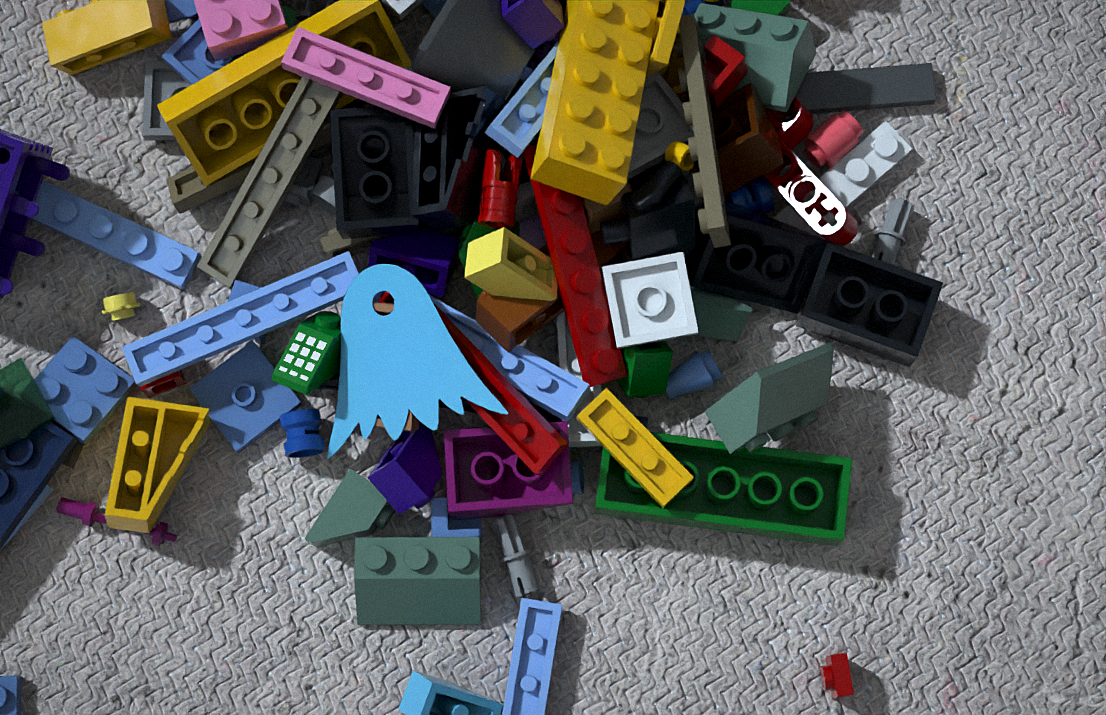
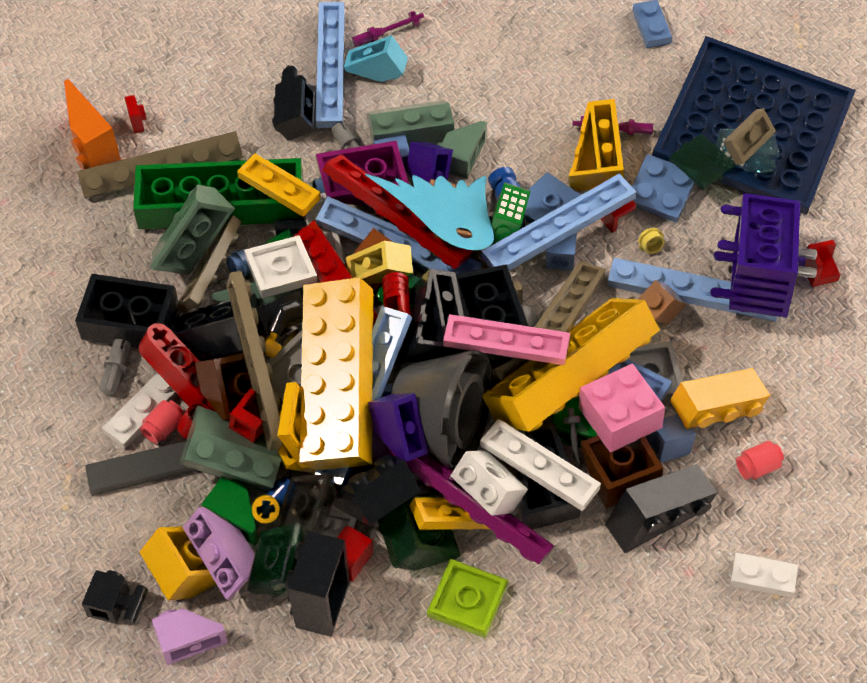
camera: 170 degrees right, 20 degrees down
(138, 189) = (662, 302): none -> medium nougat brick
(589, 643) = (294, 105): none -> black hinge
(757, 349) = (205, 272): none -> dark tan plate
(805, 570) = (122, 173): none -> dark tan plate
(913, 631) = (91, 133): none -> orange slope

